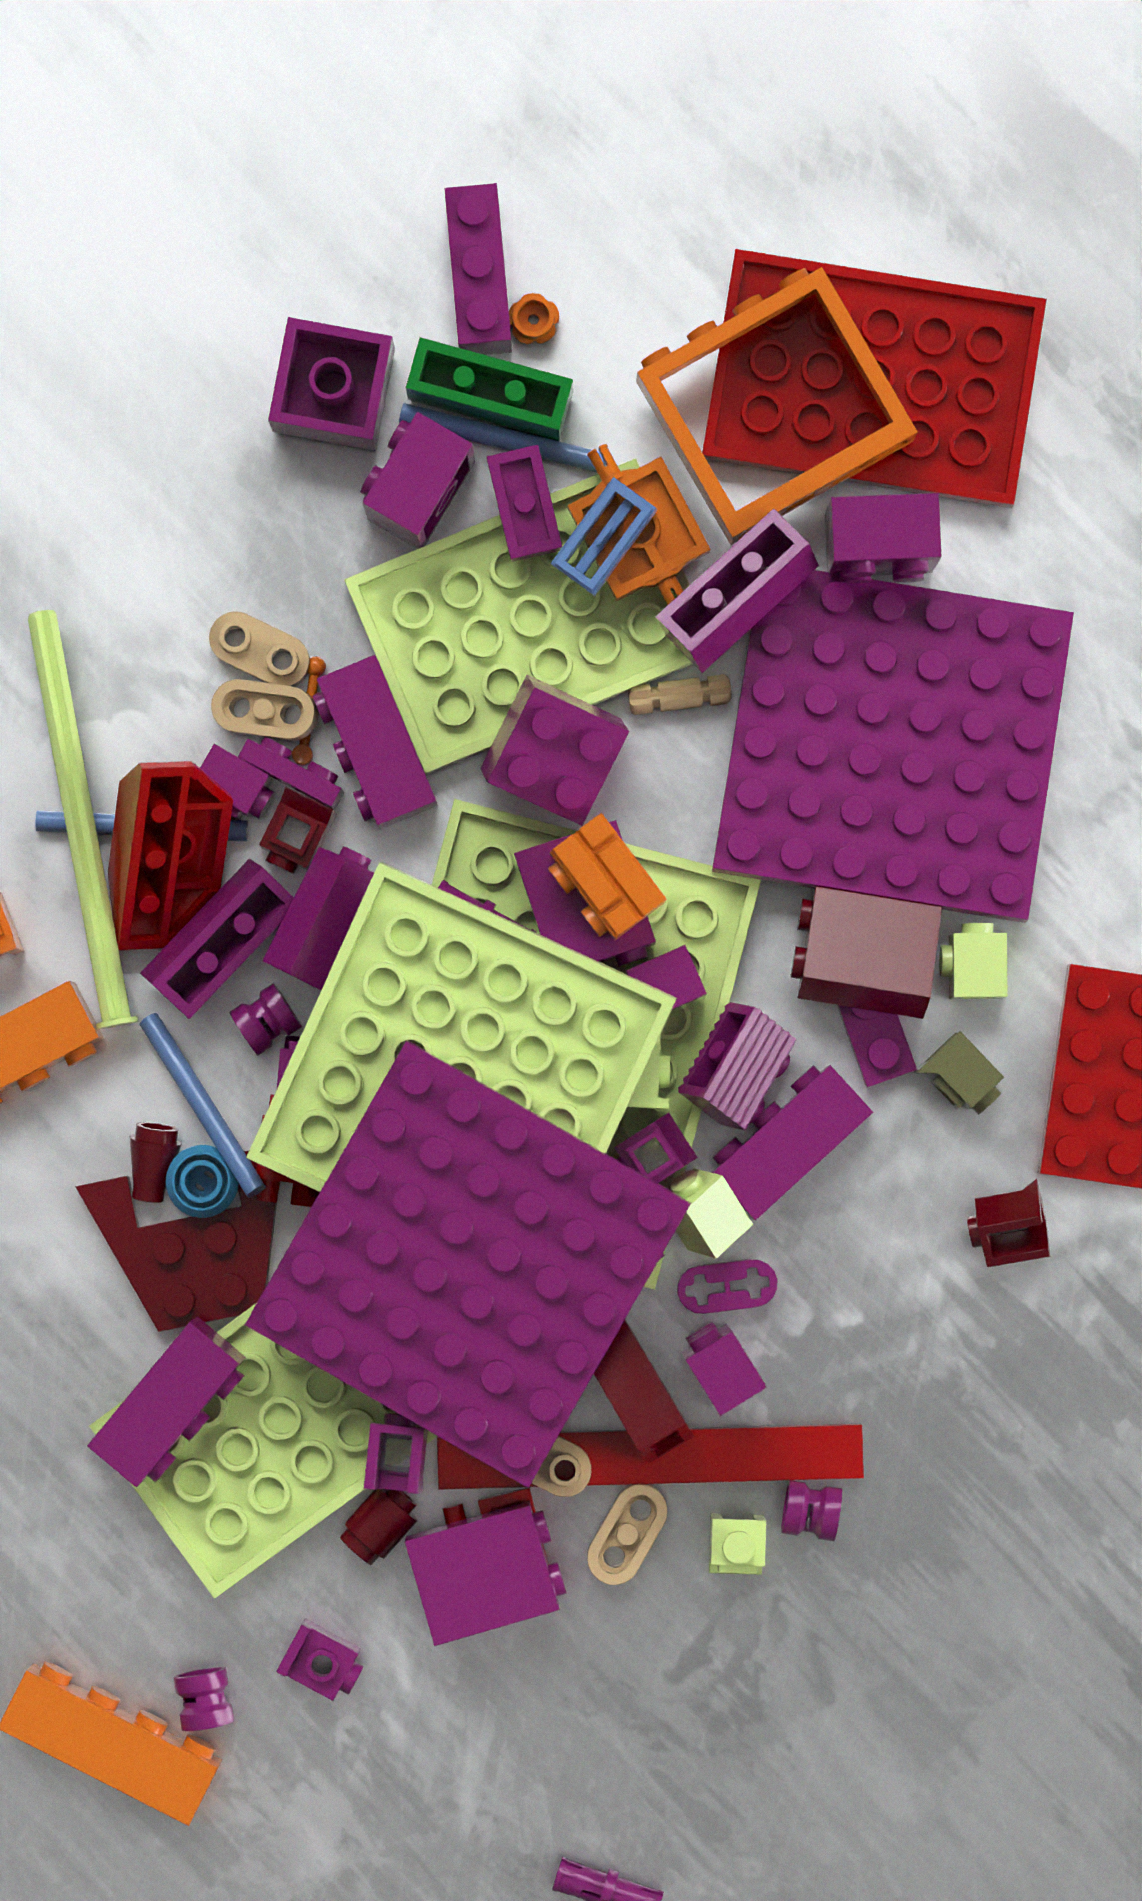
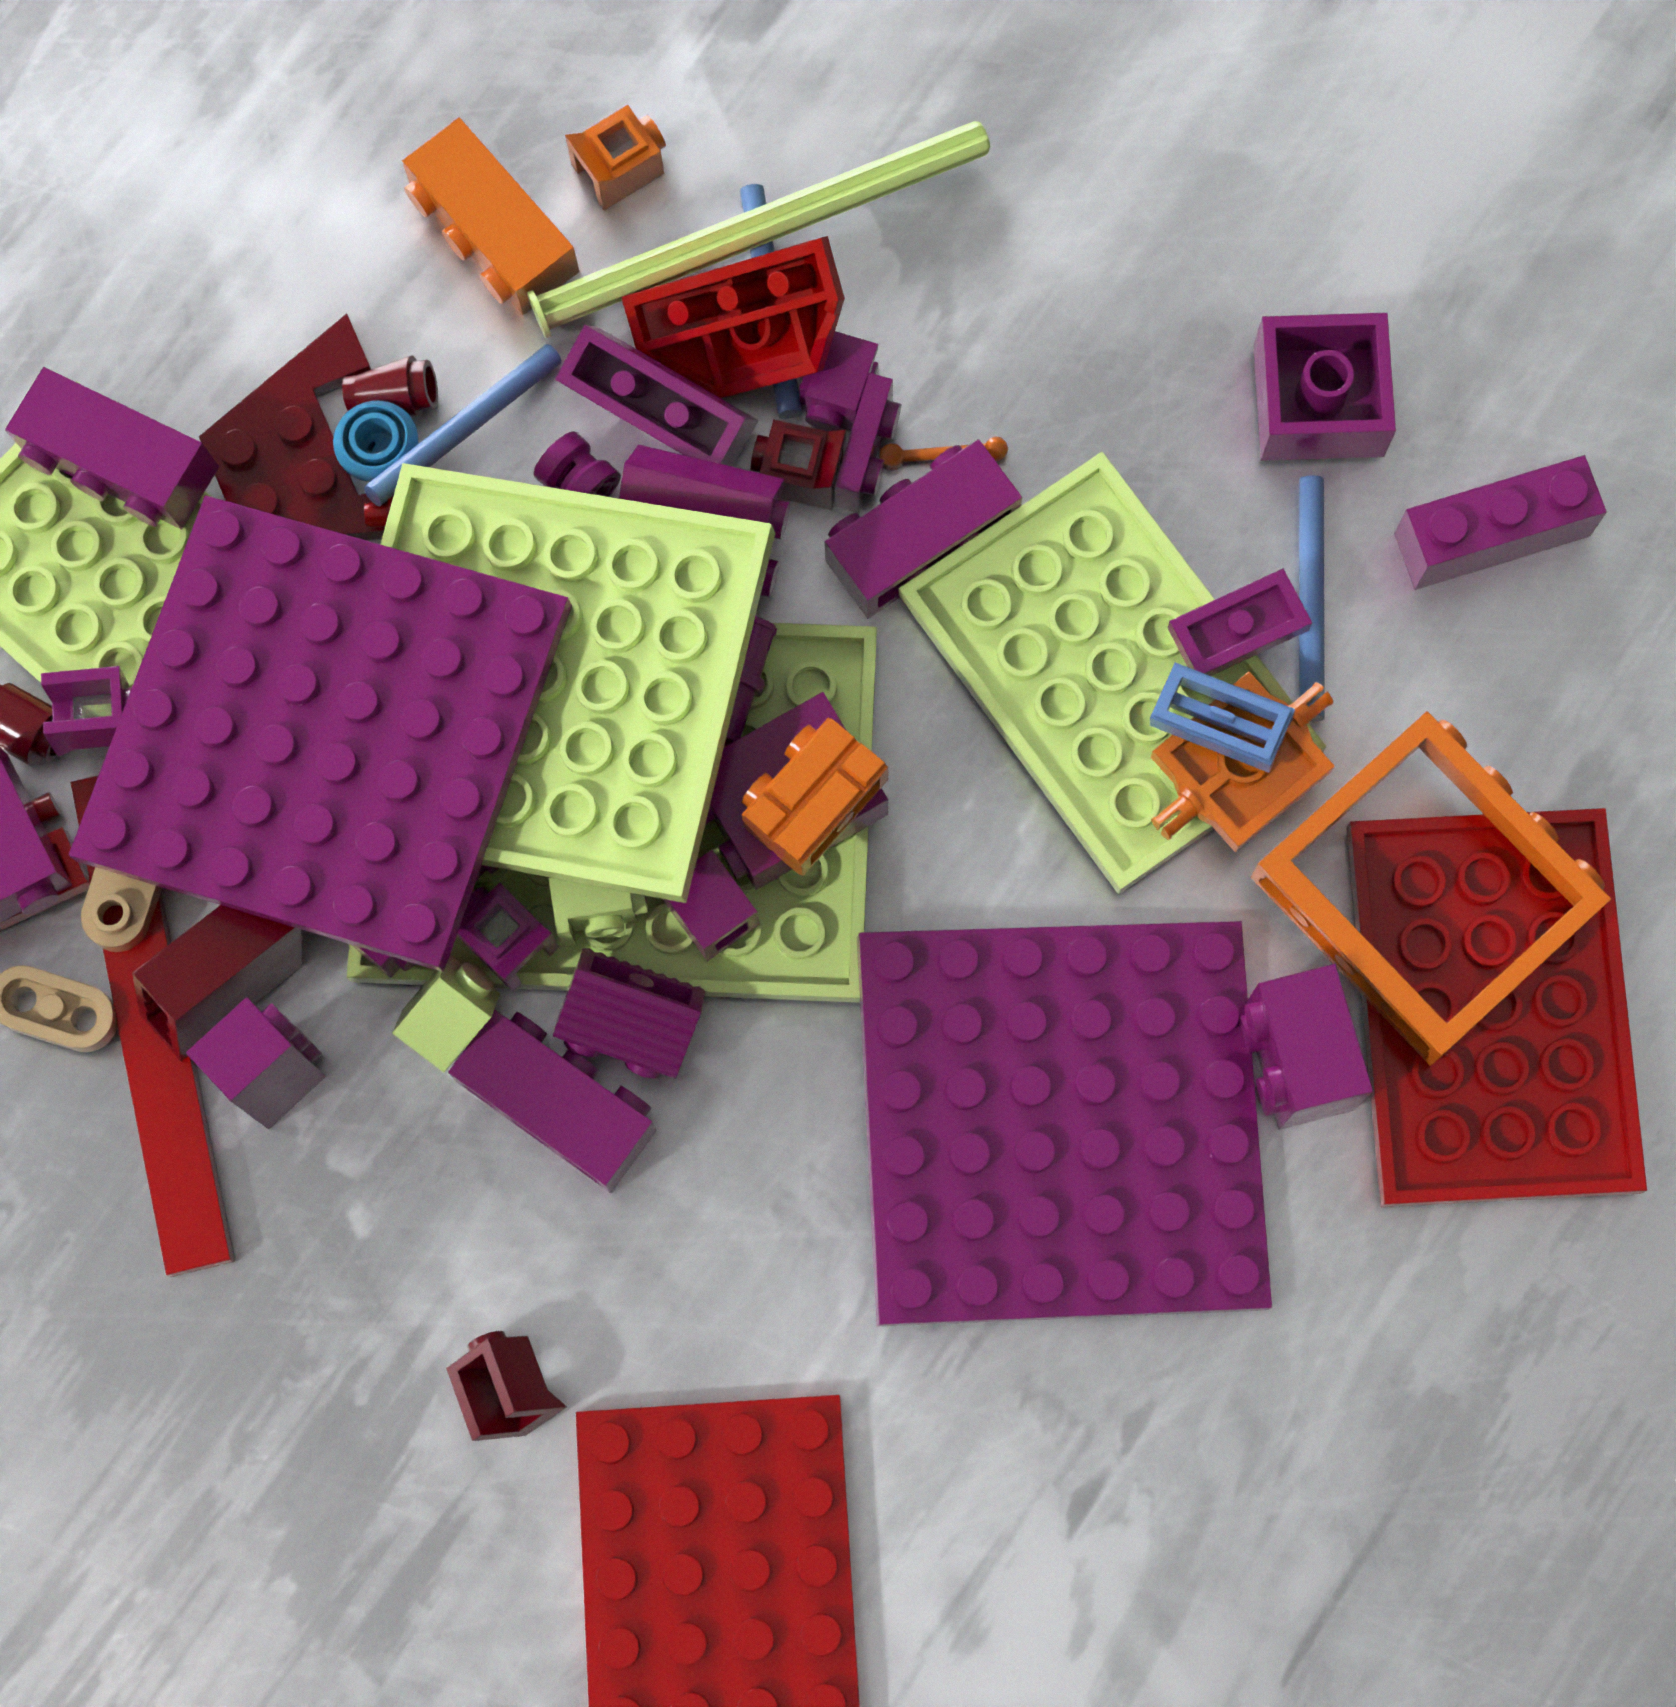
camera: 80 degrees right, 10 degrees down
(258, 649) = (1001, 381): tan plate -> none
(266, 711) = (931, 403): tan plate -> none
(417, 480) = (1236, 500): magenta brick -> none
(489, 389) = (1363, 561): green brick -> none
(533, 305) = (1462, 585): orange plate -> none
(554, 750) = (957, 719): magenta brick -> none
(680, 694) = (1060, 861): tan axle -> none
(729, 1298) = (354, 1069): magenta beam -> none
(737, 590) = (1195, 885): magenta brick -> none
(737, 1545) = (56, 1137): yellowish green window -> none
(823, 1512) = (115, 1219): magenta wheel -> none
(867, 951) = (799, 1138): brick -> none
(877, 1044) = (711, 1174): magenta plate -> none
(963, 1074) = (676, 1290): olive window -> none
(975, 963) = (815, 1276): yellowish green brick -> none

